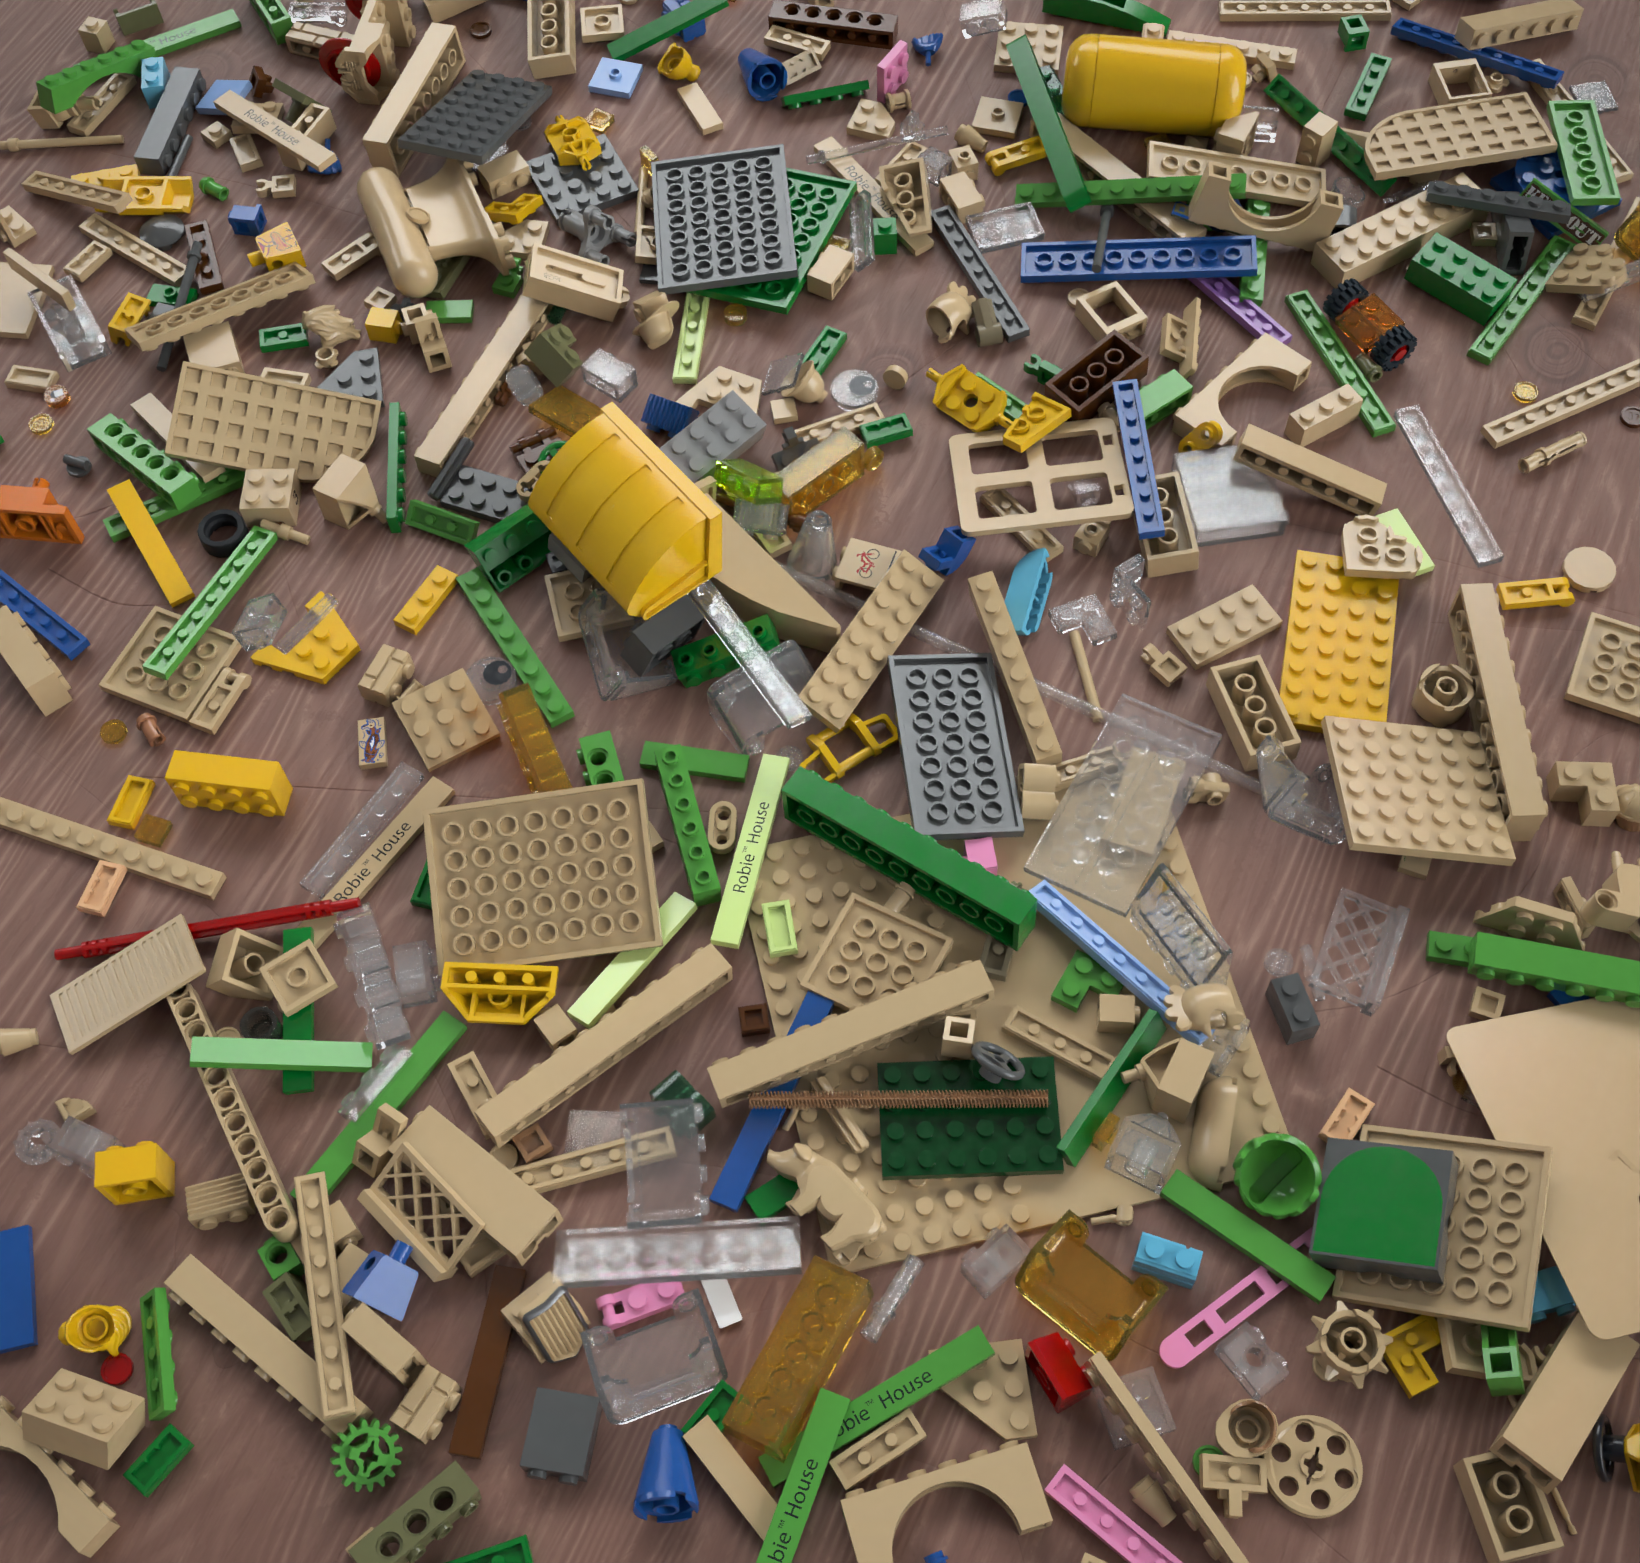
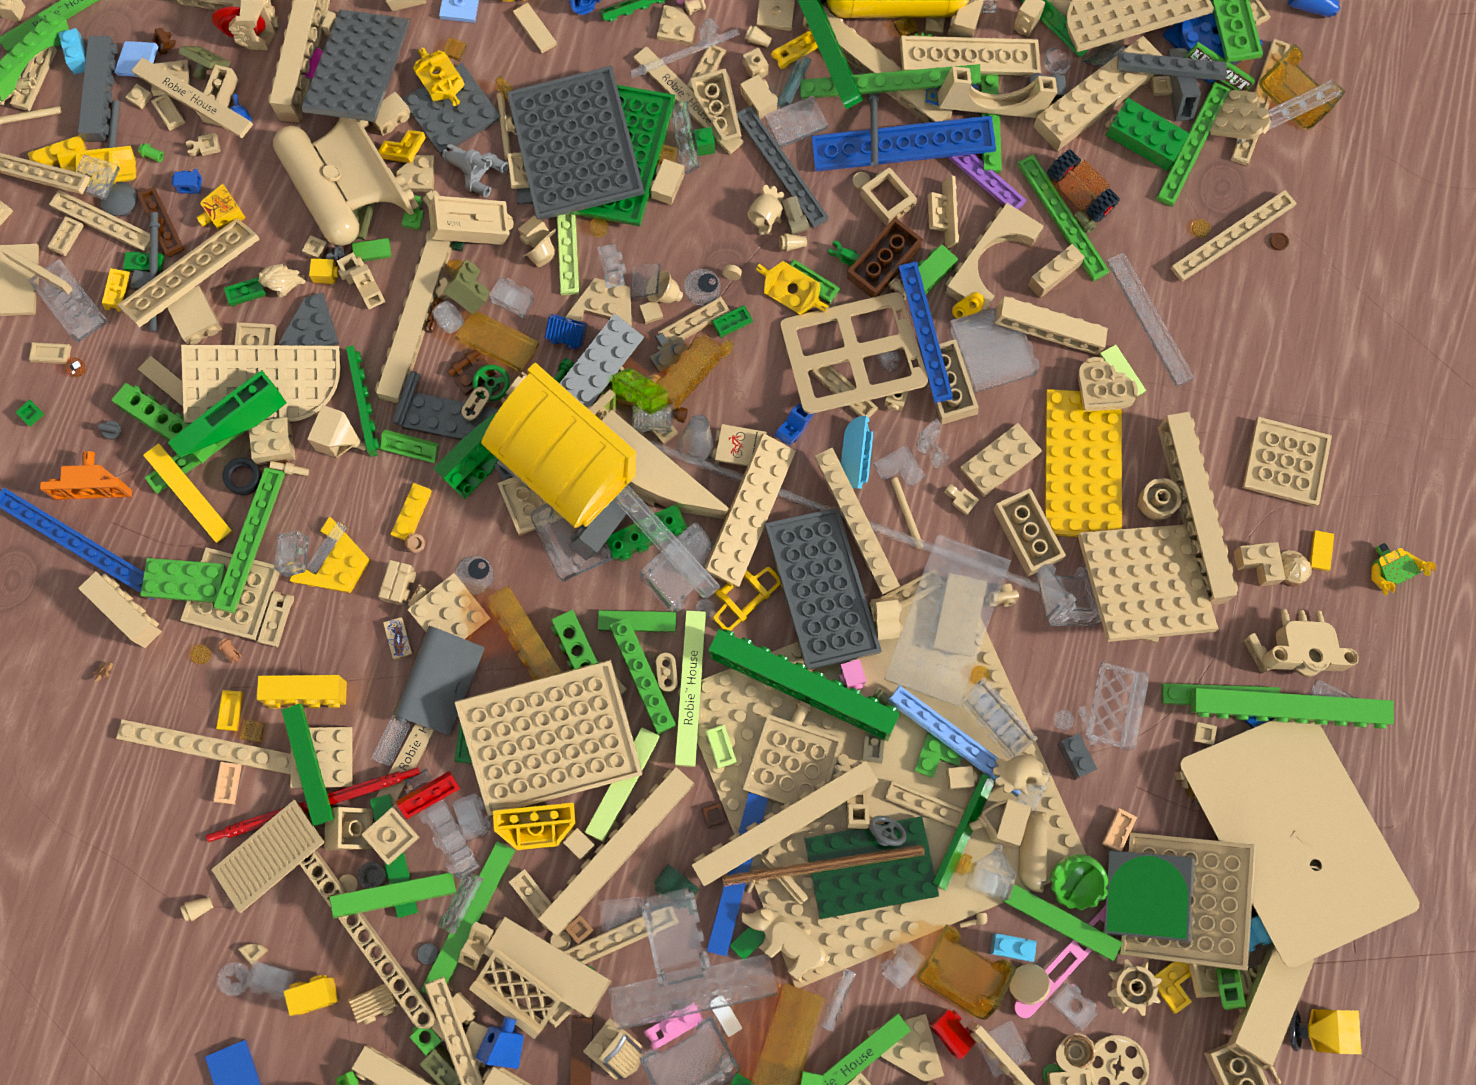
camera: 15 degrees left, 15 degrees up
(41, 424) = (69, 393): clear yellow piece -> none
(111, 637) = (182, 580): none -> bright green plate
(146, 198) = (102, 174): none -> clear plate
(209, 870) = (307, 764): none -> green tile
(224, 451) = (232, 415): none -> green wedge
(232, 871) = (334, 757): none -> tan plate
(312, 1148) = (427, 954): none -> dark grey piece
(326, 357) = (283, 301): tan plate -> none
(351, 256) = (281, 207): tan plate -> none
(361, 930) = (427, 795): none -> red plate
(417, 775) = (433, 680): none -> dark grey door
(421, 633) = (414, 543): none -> tile
(455, 77) = (328, 23): none -> tan tile
(515, 647) = (486, 543): bright green plate -> none
(742, 350) = (611, 265): none -> clear brick
(825, 348) = (672, 252): green tile -> none
(937, 164) = (734, 66): clear brick -> none
(978, 352) = (790, 242): none -> tan cone
(1008, 185) = (793, 82): none -> clear light blue tile
(1035, 422) = (845, 303): yellow wing -> none
(1186, 1317) = (1030, 984): none -> tan tile
(1534, 922) = (1225, 669): tan wing -> none
(1535, 593) = (1217, 405): yellow plate -> none
(1544, 456) = (1217, 286): tan pin -> none
(1589, 569) = (1254, 379): tan tile -> none

